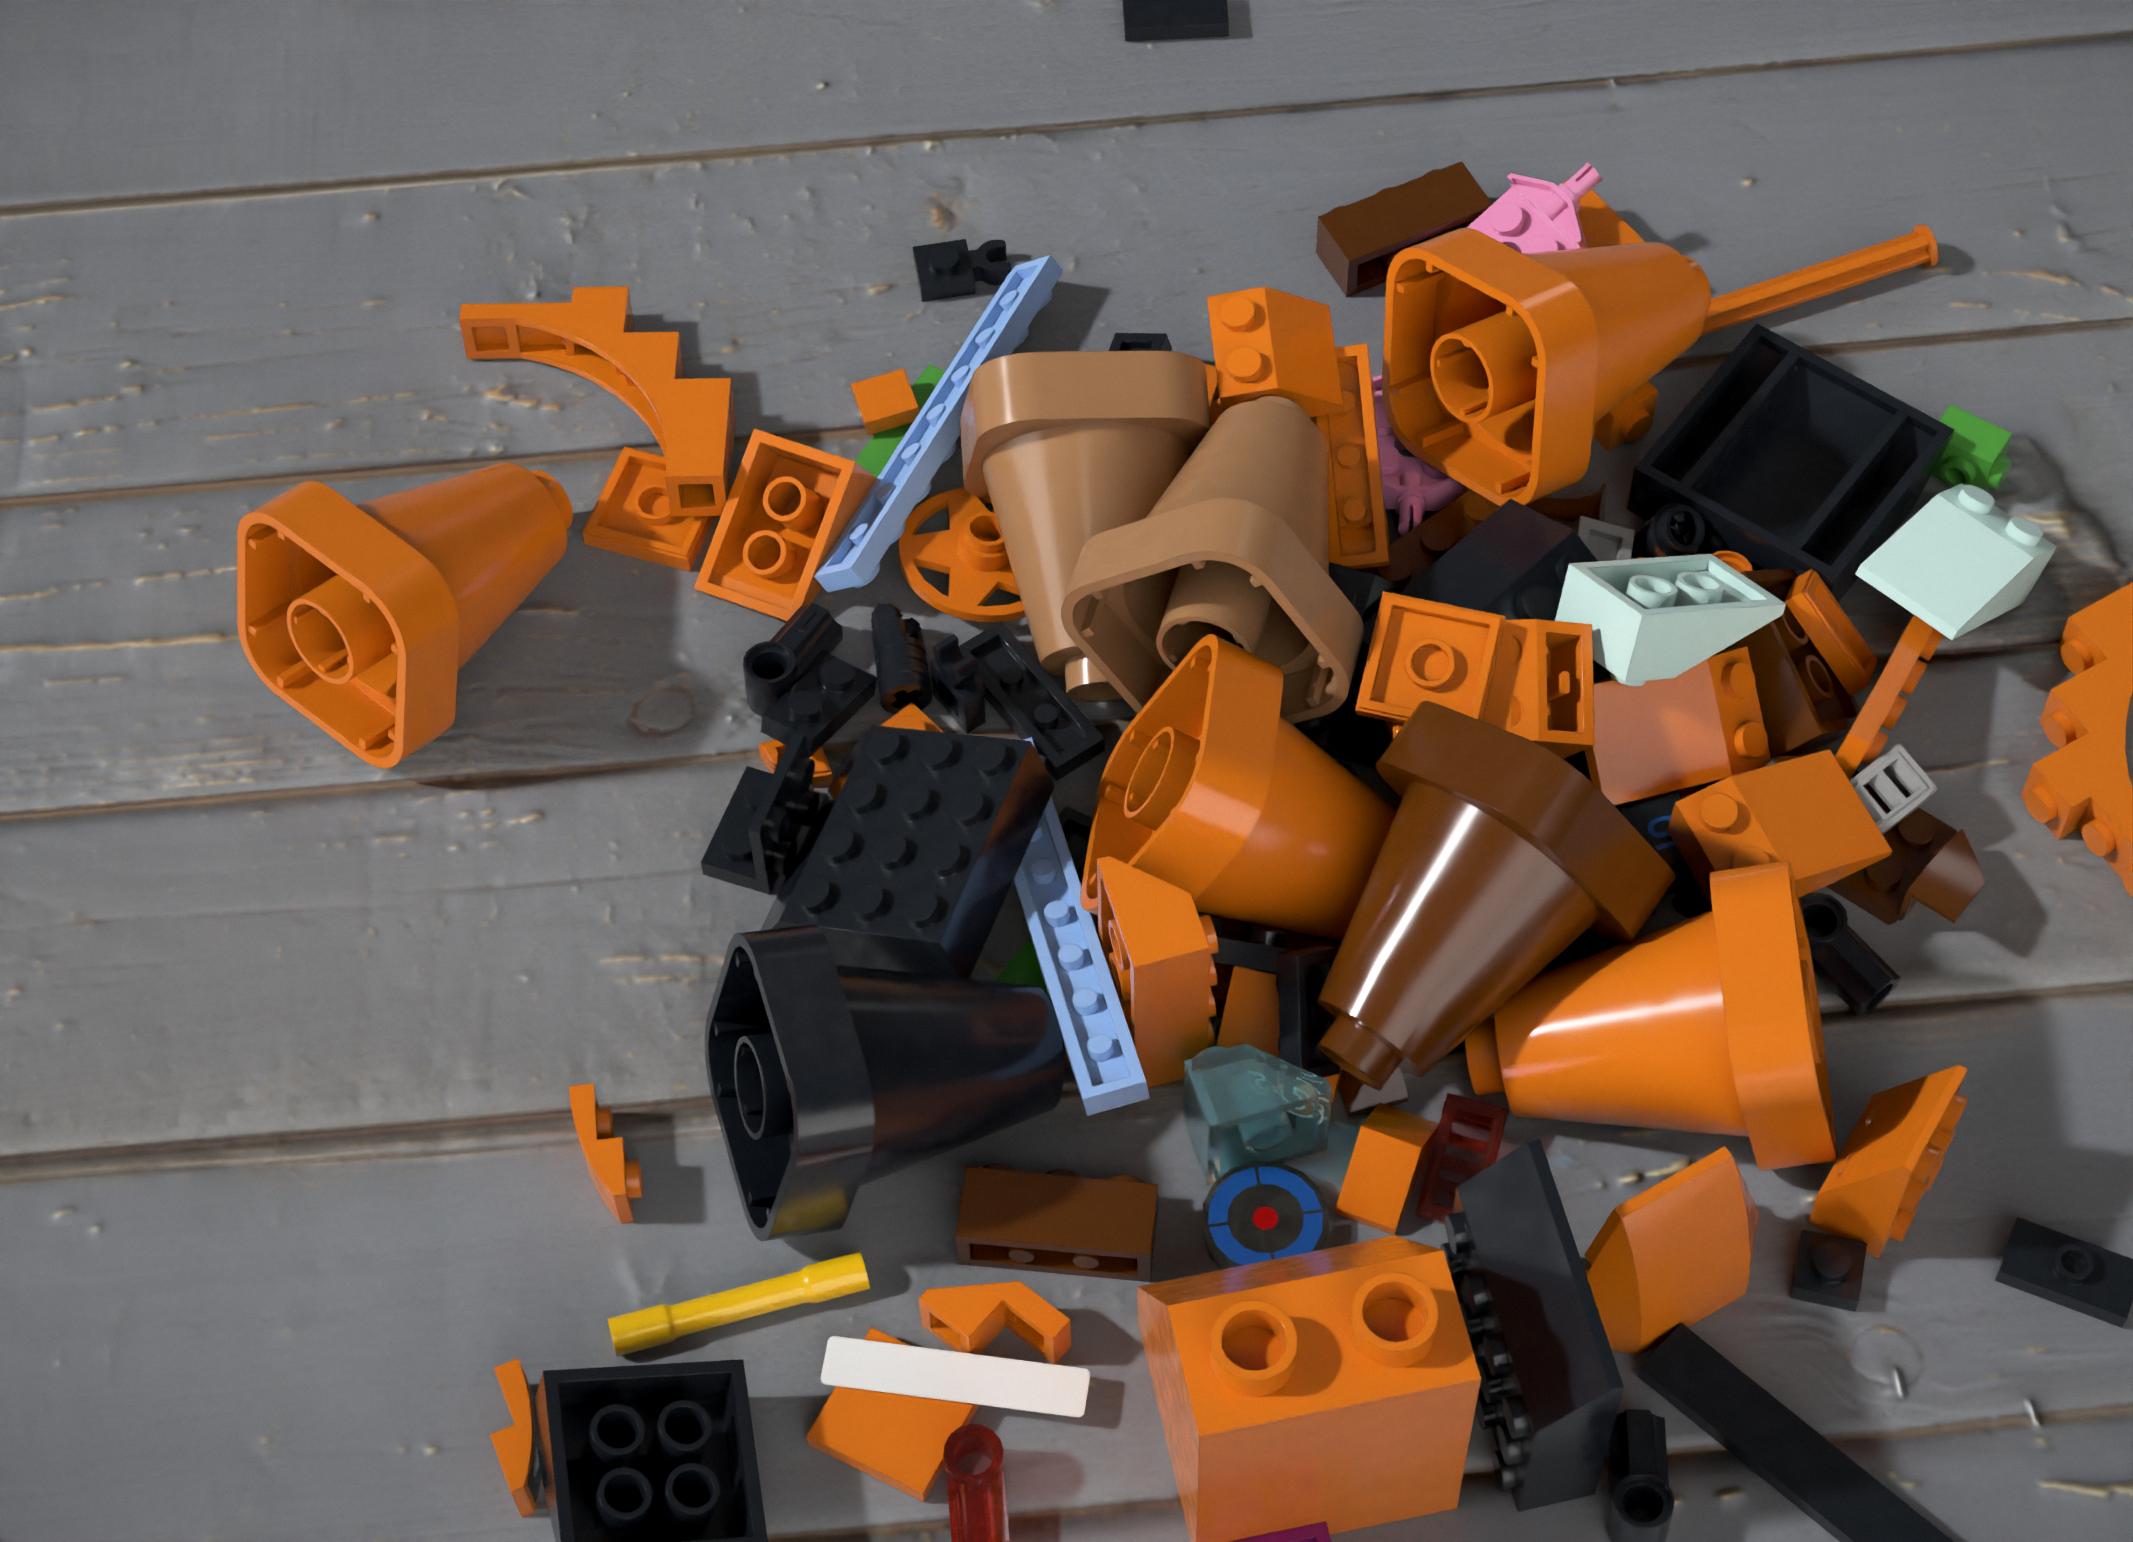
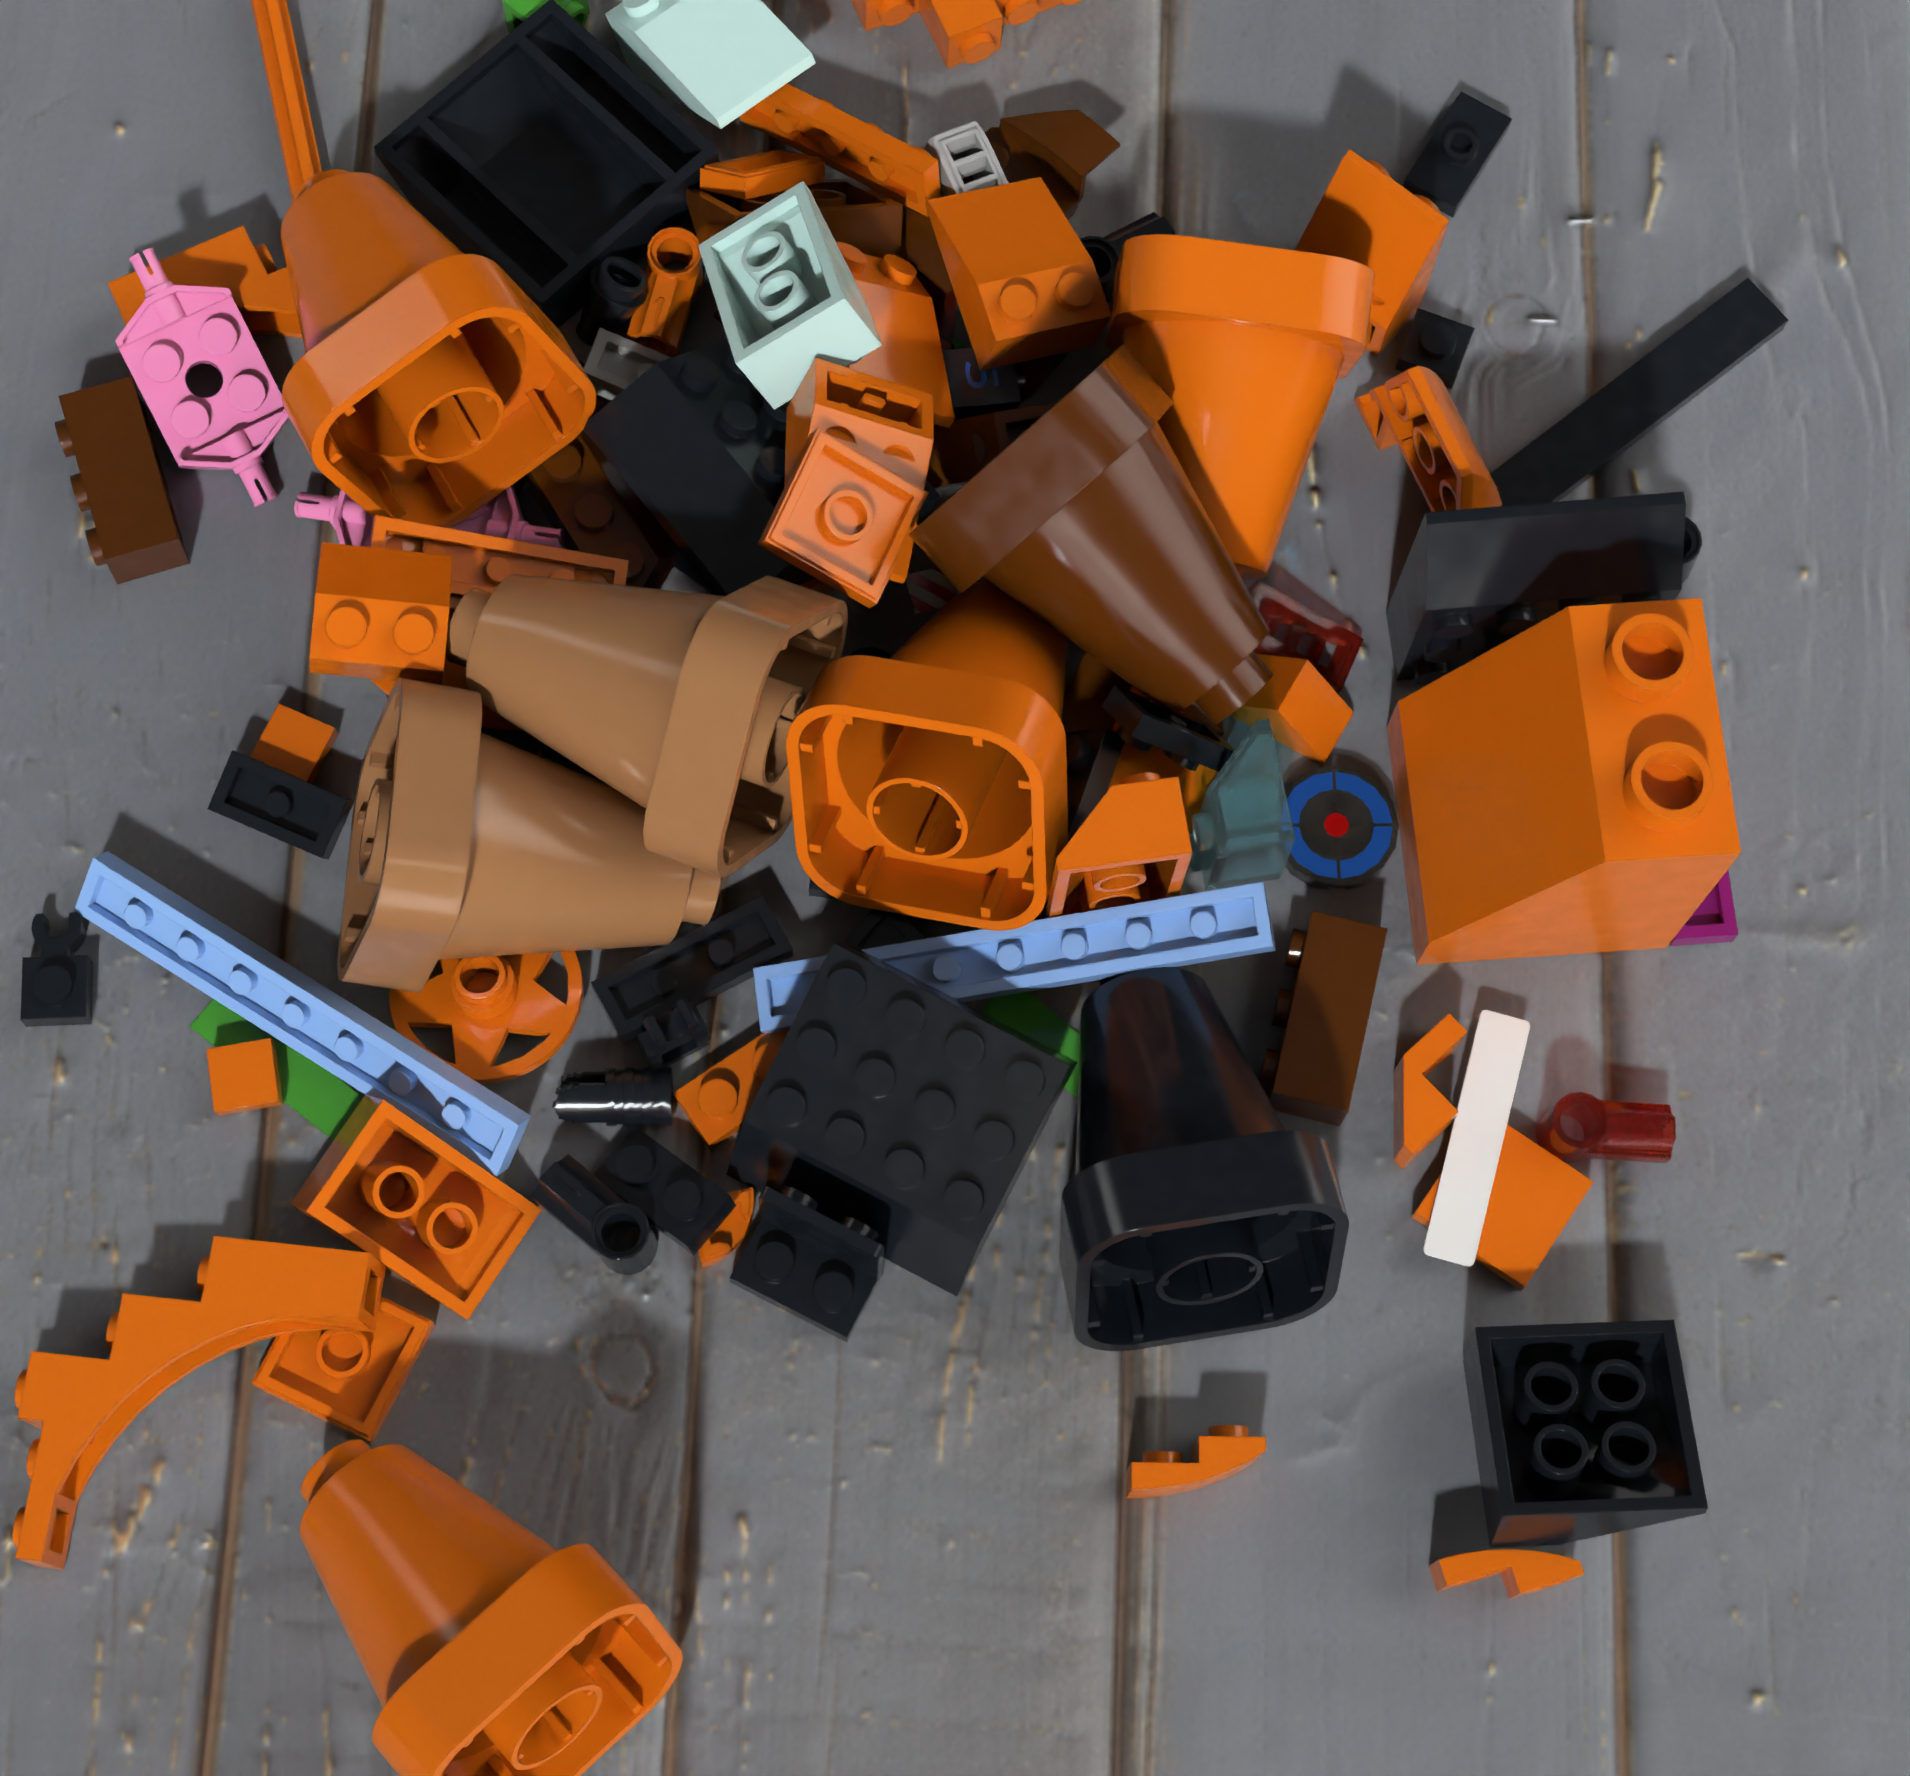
camera: 90 degrees left, 15 degrees up
(809, 1285) = (1386, 1415): yellow piece -> none

